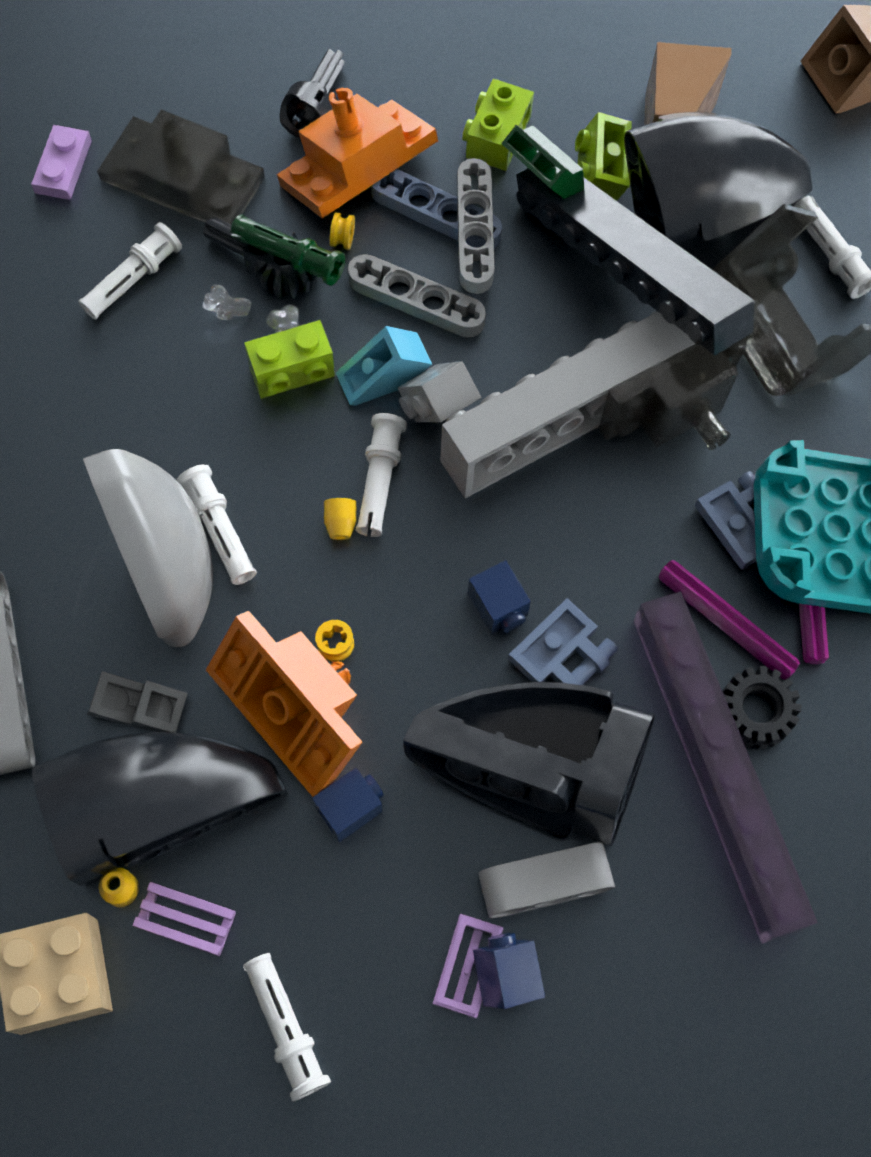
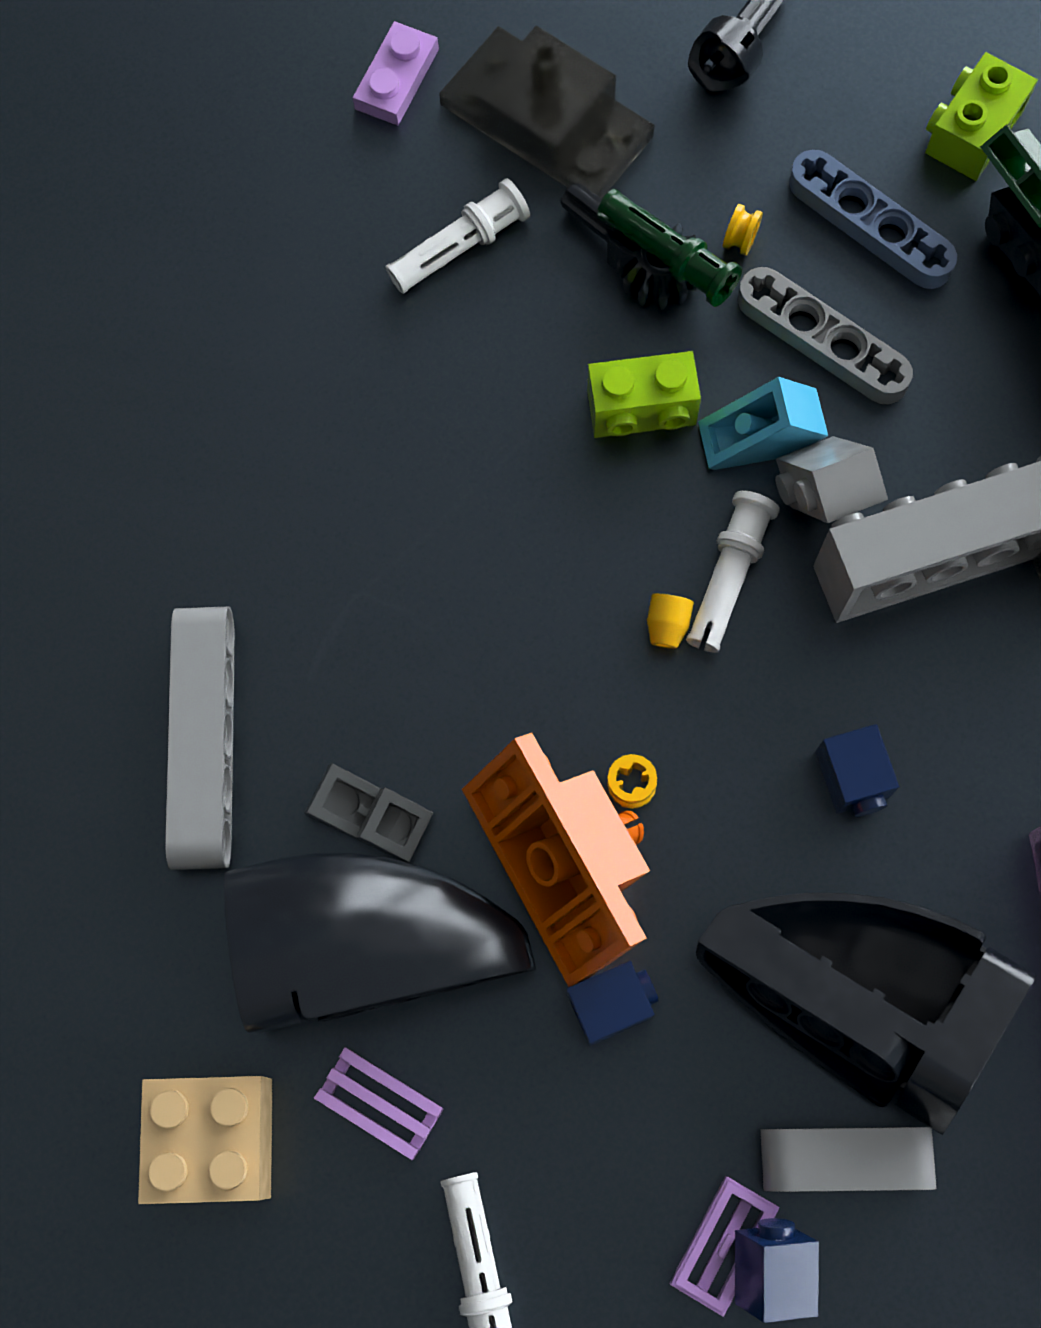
camera: 20 degrees right, 5 degrees up
(125, 893) = (315, 1052): yellow hose -> none
(157, 539) = (432, 616): light grey panel -> none
(211, 510) = (504, 575): white pin -> none
(225, 305) = (570, 304): clear piece -> none
(283, 319) = (644, 339): clear piece -> none
(353, 150) = (778, 122): orange brick -> none
(475, 225) = (922, 253): light grey beam -> none
(555, 641) = (921, 842): sand blue plate -> none

